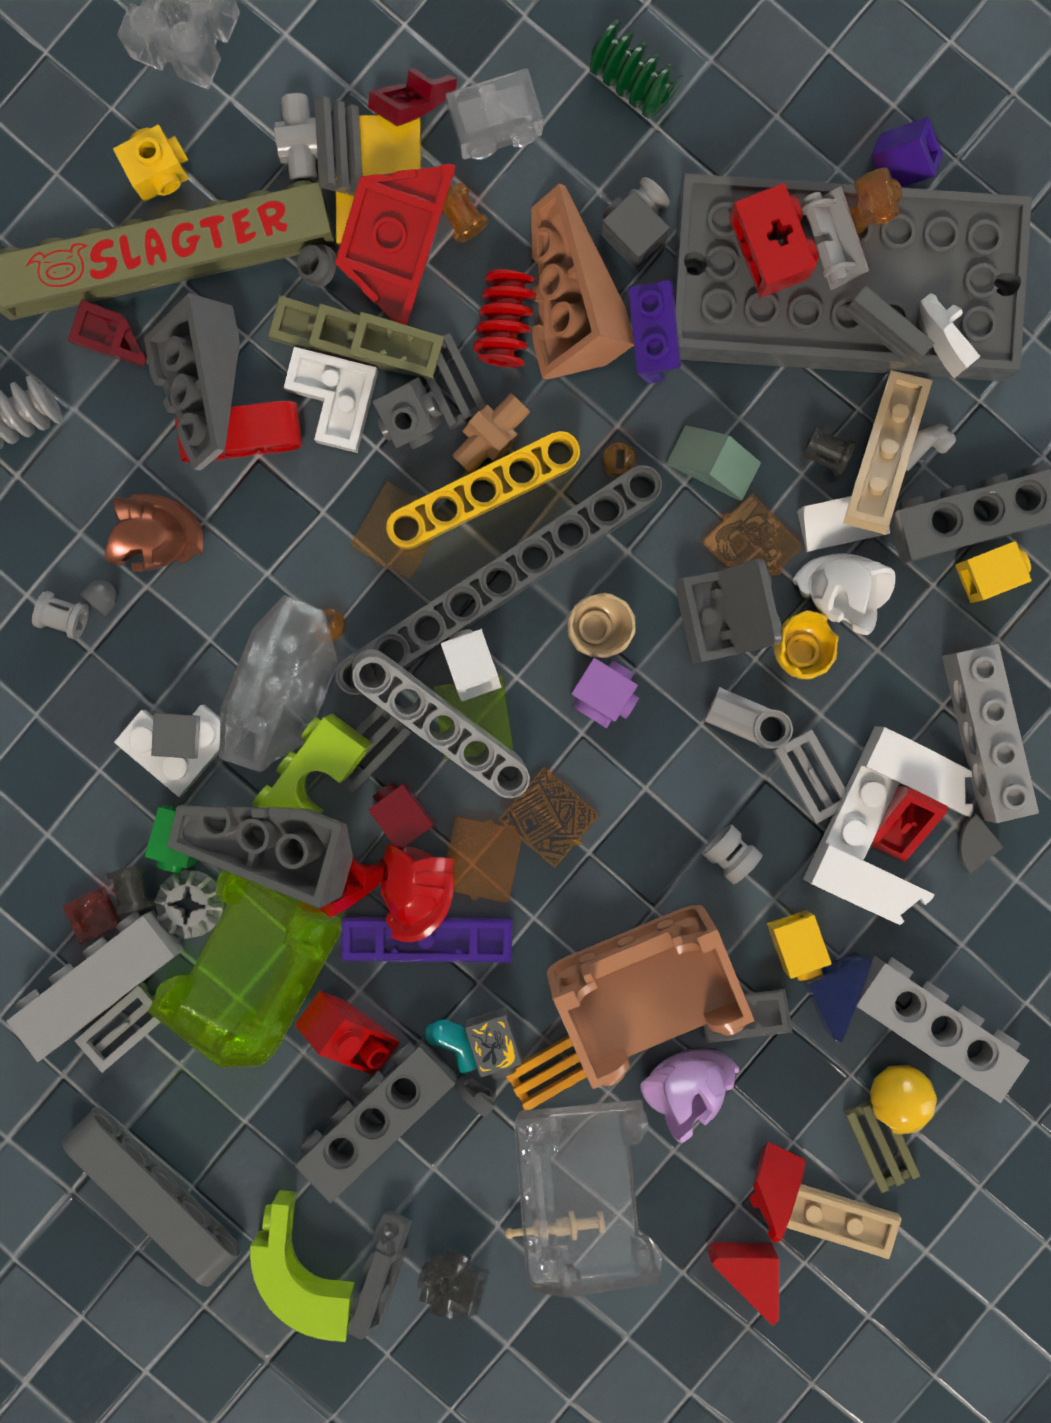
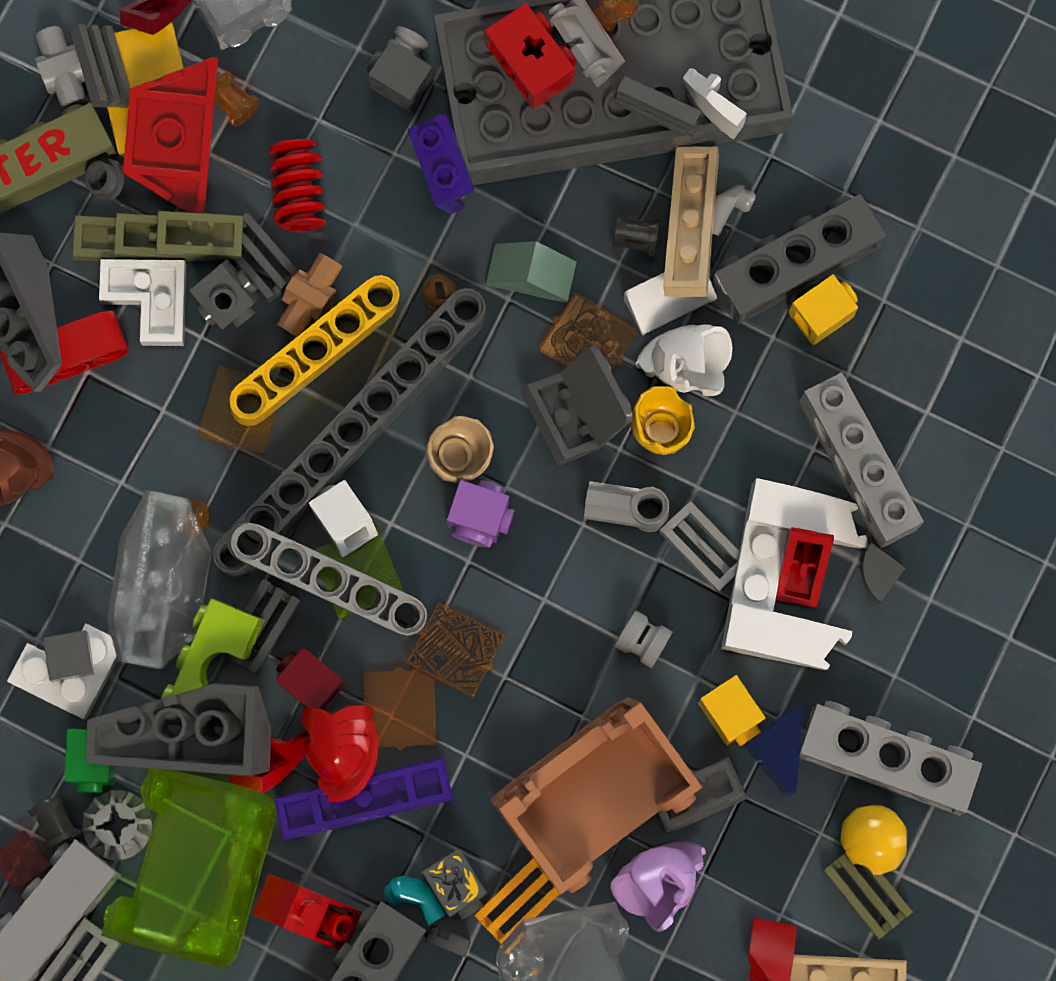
camera: 20 degrees left, 10 degrees down
(578, 304) = (364, 157): nougat wedge -> none

